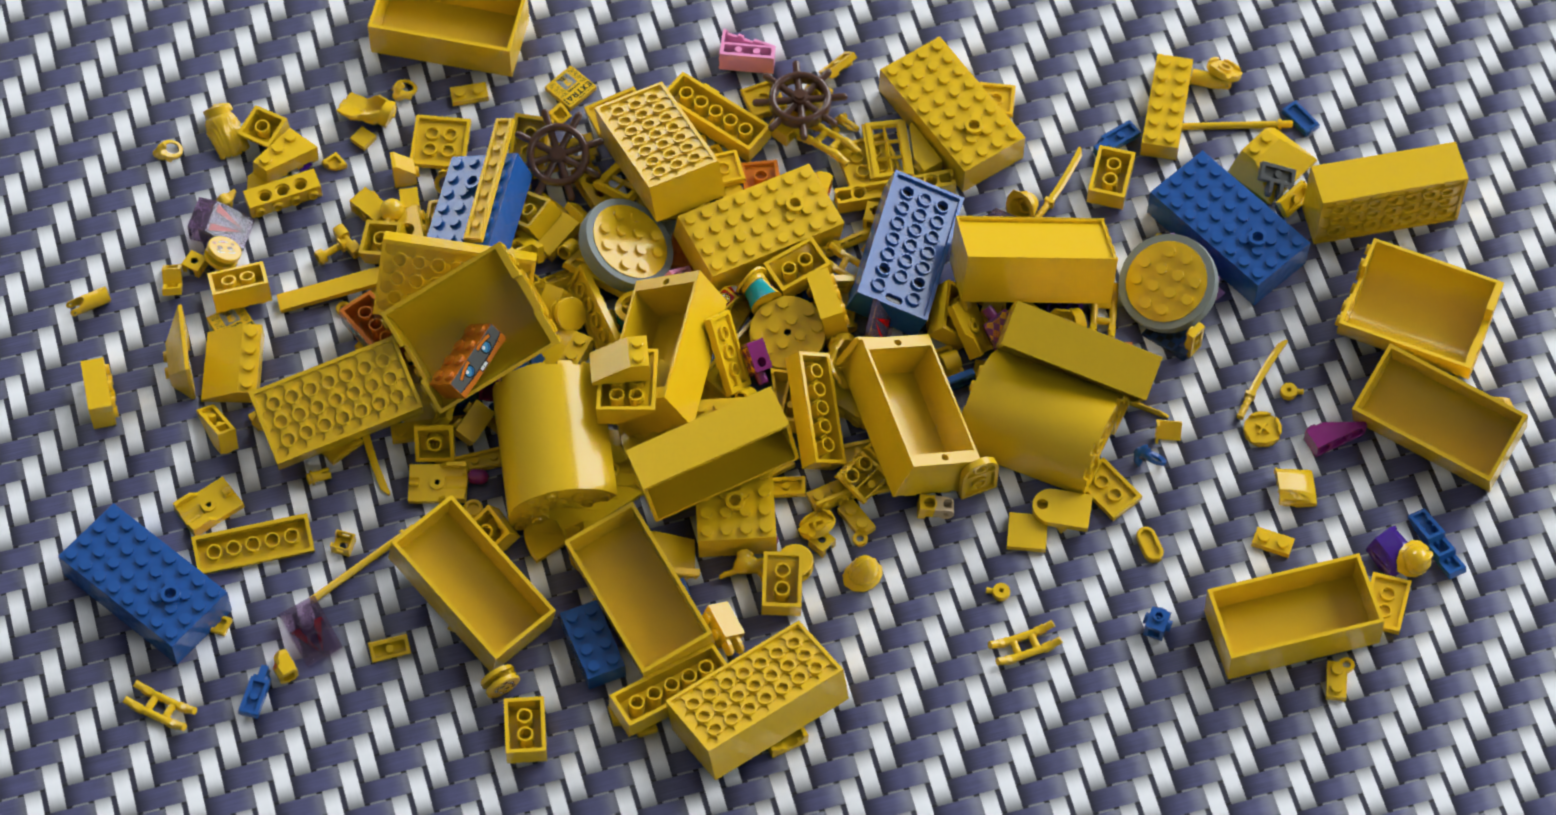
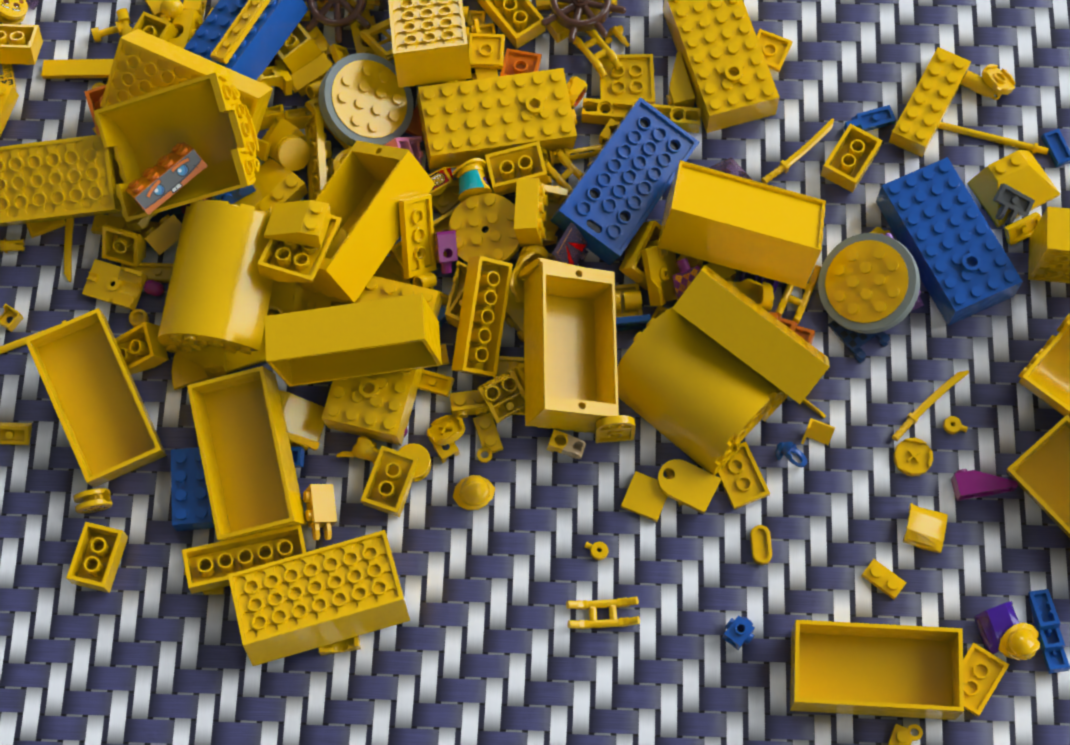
camera: 20 degrees right, 10 degrees up
(869, 143) = (665, 68): yellow piece -> none
(1022, 204) = (756, 163): yellow piece -> none
(1194, 338) = (875, 346): yellow plate -> none

